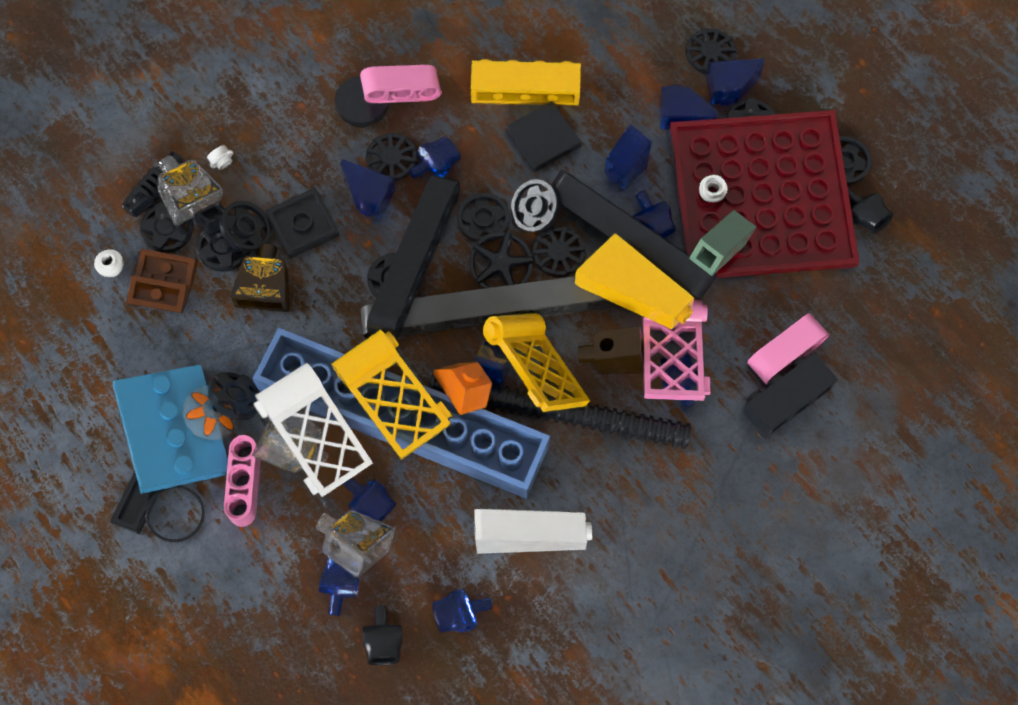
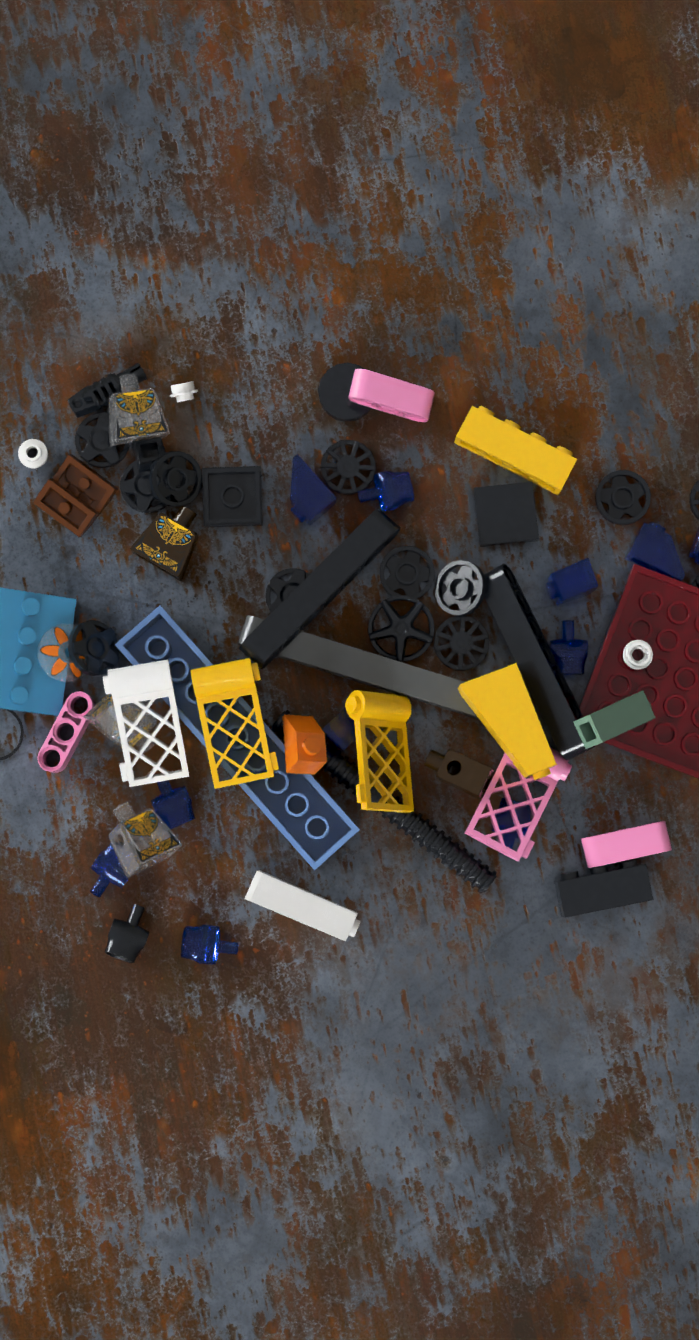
camera: 20 degrees right, 15 degrees up
(633, 83) = (622, 497): none -> black wheel

